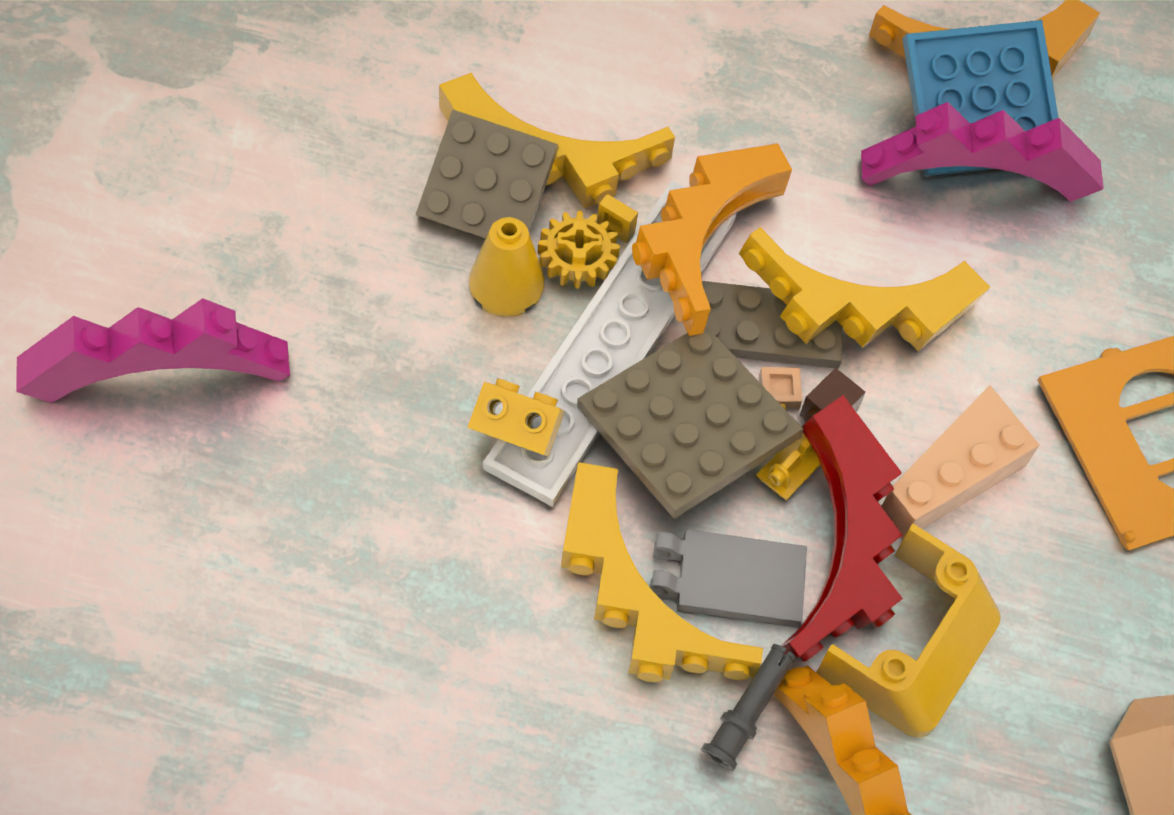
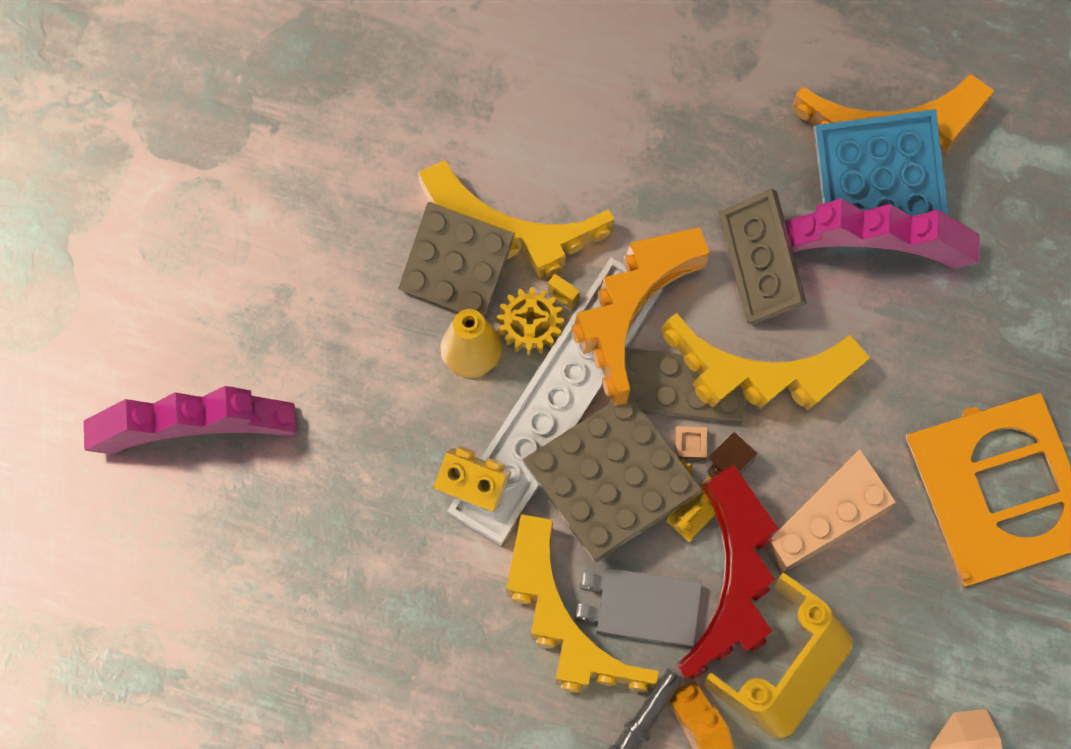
camera: 10 degrees right, 10 degrees up
(852, 181) = (762, 257): none -> dark tan plate

